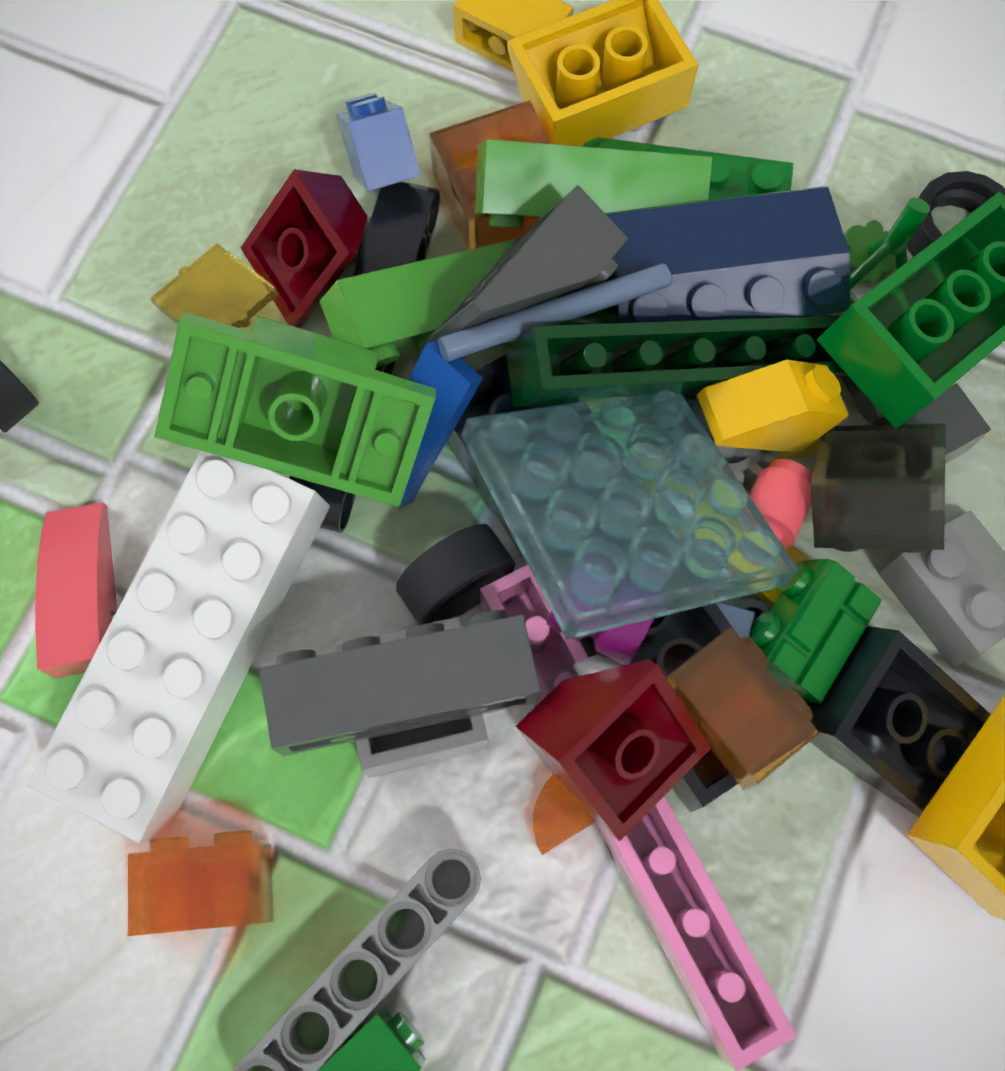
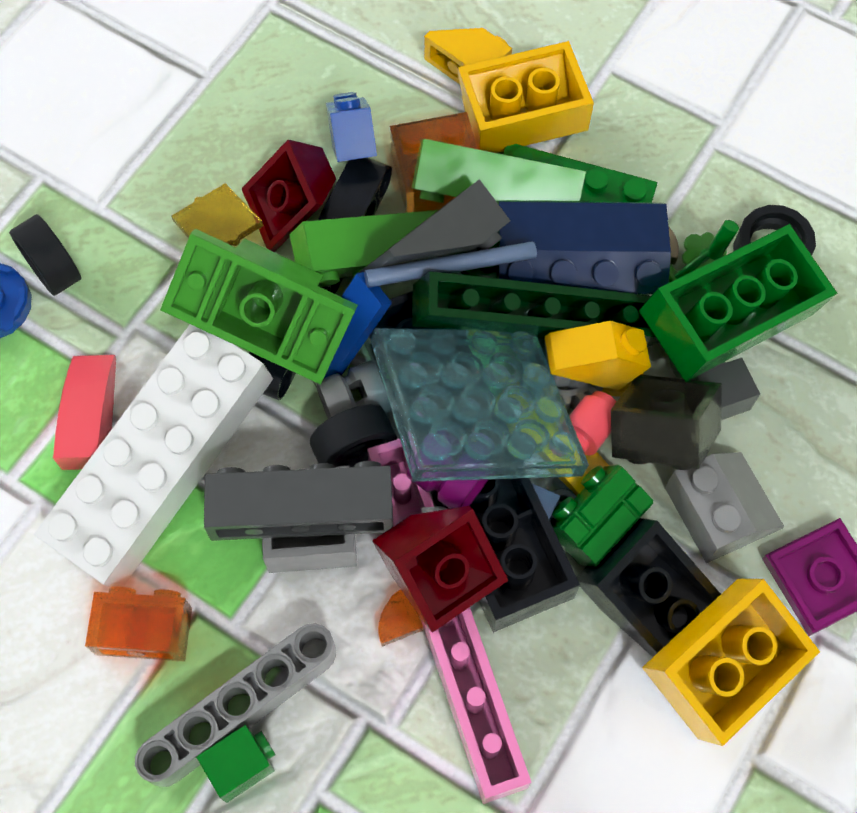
camera: 10 degrees right, 5 degrees down
(423, 518) = (337, 395): none -> light grey wheel
(742, 708) = (532, 553): clear orange brick -> none

